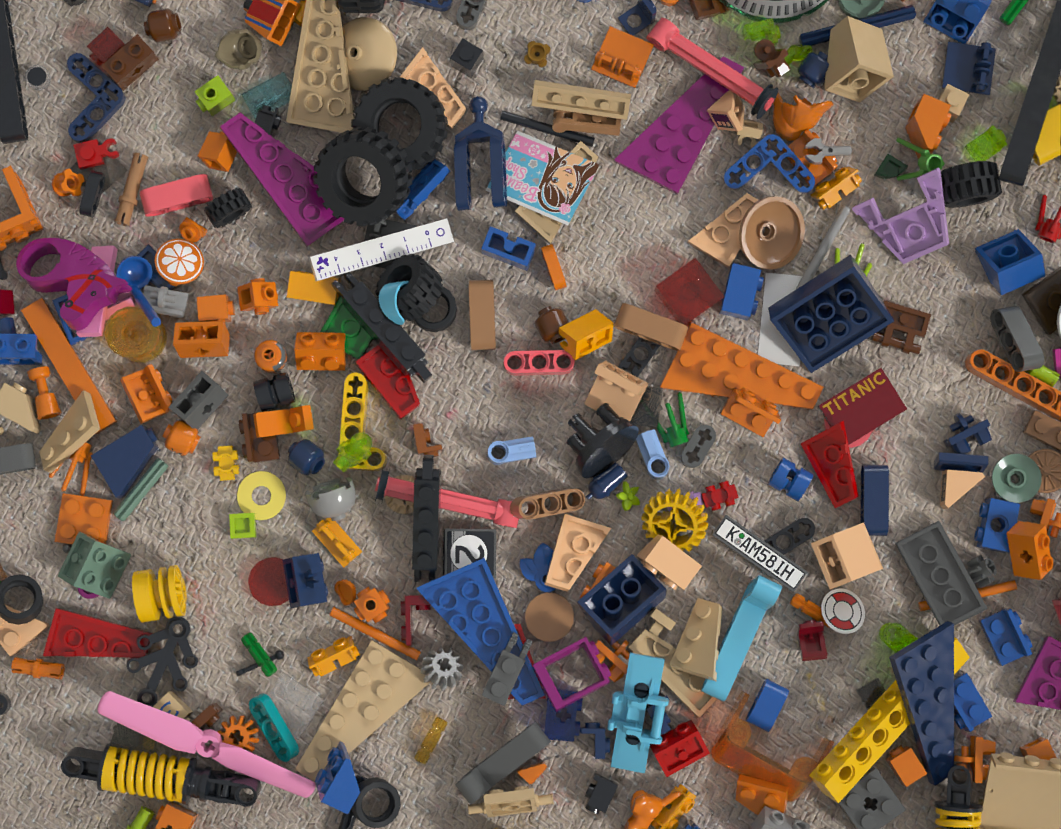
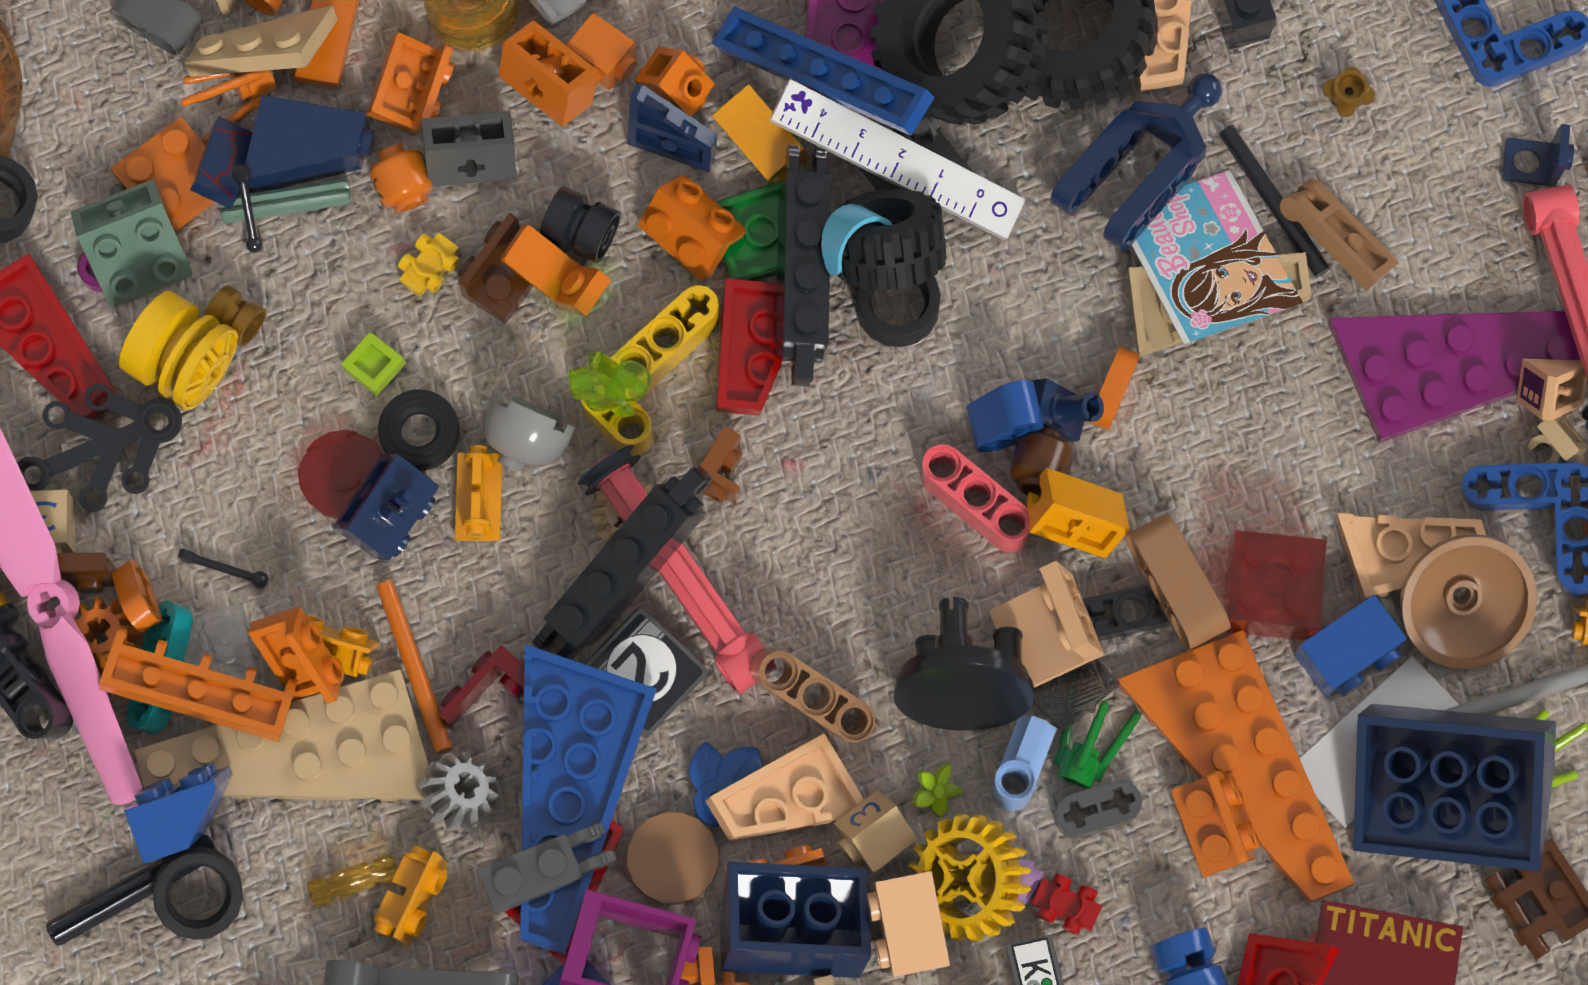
camera: 40 degrees right, 10 degrees down
(101, 497) = (224, 149): none -> dark blue tile
(115, 497) = (242, 174): none -> black hinge
(166, 556) = (236, 313): none -> pearl gold wheel
(237, 708) = (136, 596): none -> orange beam
(259, 654) = (232, 552): green axle -> none
(266, 479) = (464, 340): light yellow piece -> none
(273, 528) = (414, 403): none -> black tyre
(274, 363) = (619, 174): orange head -> none
(275, 319) = (668, 131): none -> dark blue wing
(300, 724) = (196, 689): none -> orange hinge
(306, 457) = (541, 347): dark blue head -> none
(318, 239) = (823, 70): none -> blue plate
(327, 673) = (296, 651): none -> orange bracket
(346, 591) = (428, 574): orange piece -> none
(381, 601) = (447, 635): orange brick -> none
(422, 186) = (1024, 130): blue hinge -> none
(459, 716) = (407, 912): none -> light orange hinge
(482, 314) = (956, 367): medium nougat beam -> none
(513, 253) = (1063, 295): blue brick -> none
(514, 450) = (833, 586): light blue piece -> none
(521, 319) = (1004, 416): none -> blue beam
(536, 297) = (1066, 410): none -> dark blue bracket
(581, 99) = (1356, 196): tan fence -> none
(606, 482) = (922, 742): dark blue piece -> none
(620, 536) = (874, 832): none -> tan brick
(622, 57) = (1465, 193): orange hinge -> none

